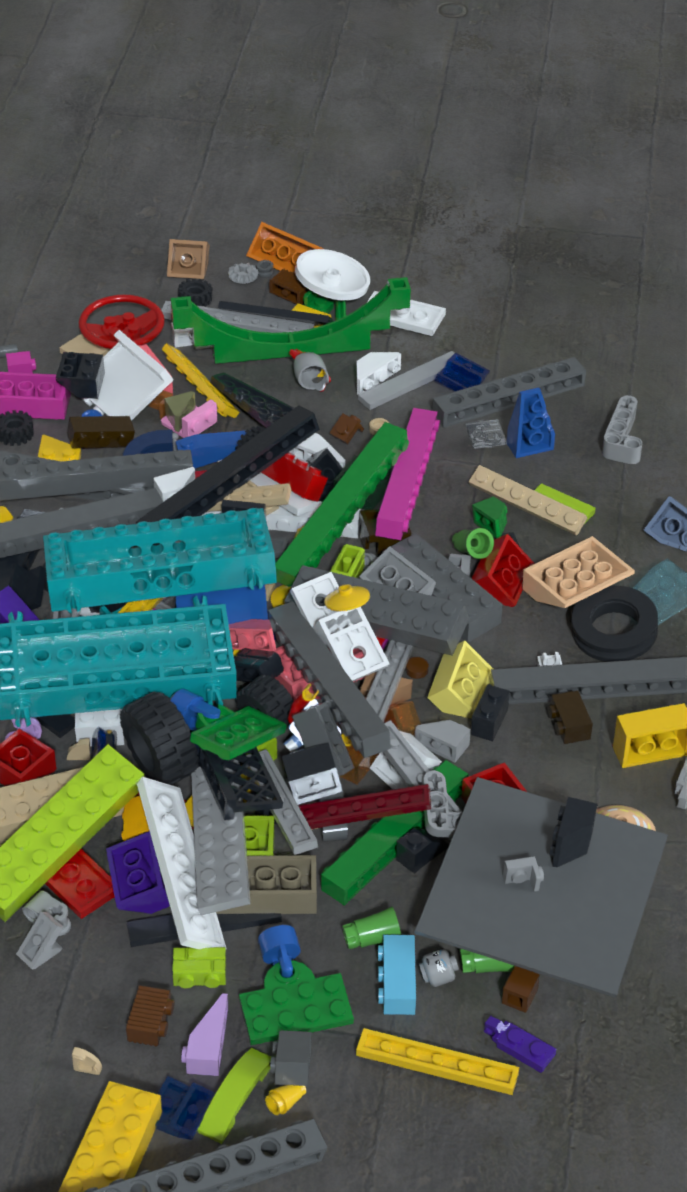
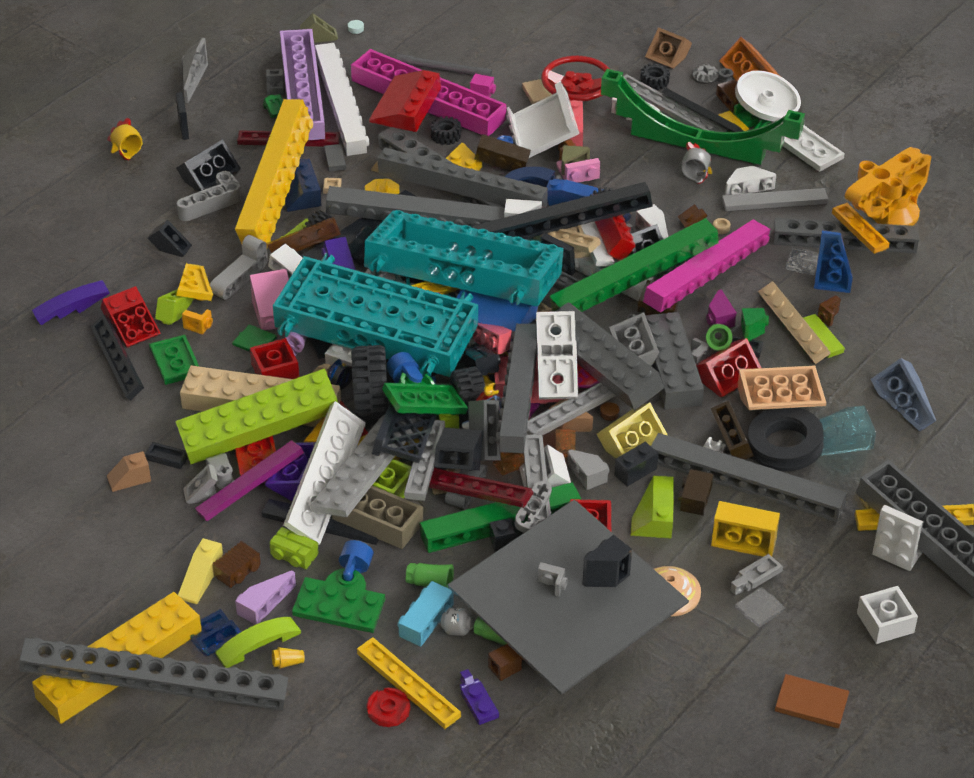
camera: 30 degrees right, 0 degrees up
(81, 373) = (514, 106): black slope -> none
(86, 1062) = (173, 575): tan tile -> none
(94, 912) = (249, 480): none -> magenta tile
(114, 1042) = (200, 571): none -> light yellow slope
(203, 385) = (607, 143): yellow plate -> none
(255, 402) = (636, 171): black wing -> none
(291, 1058) = (307, 633): dark grey brick -> none
(347, 598) = (571, 334): yellow dish -> none
(350, 561) = (610, 315): lime brick -> none
(434, 1100) = (388, 707): none -> red tile
(450, 516) = (721, 311): none -> magenta slope
(461, 373) = (816, 207): clear blue slope -> none
(526, 378) = (860, 228): none -> light orange plate
(533, 326) = (892, 189): none -> light orange piece
(544, 753) = (655, 510): none -> lime wedge
(552, 475) = (828, 310): none -> reddish brown bracket
(559, 637) = (731, 431): none -> dark brown brick
(617, 442) = (906, 302): light grey beam -> none

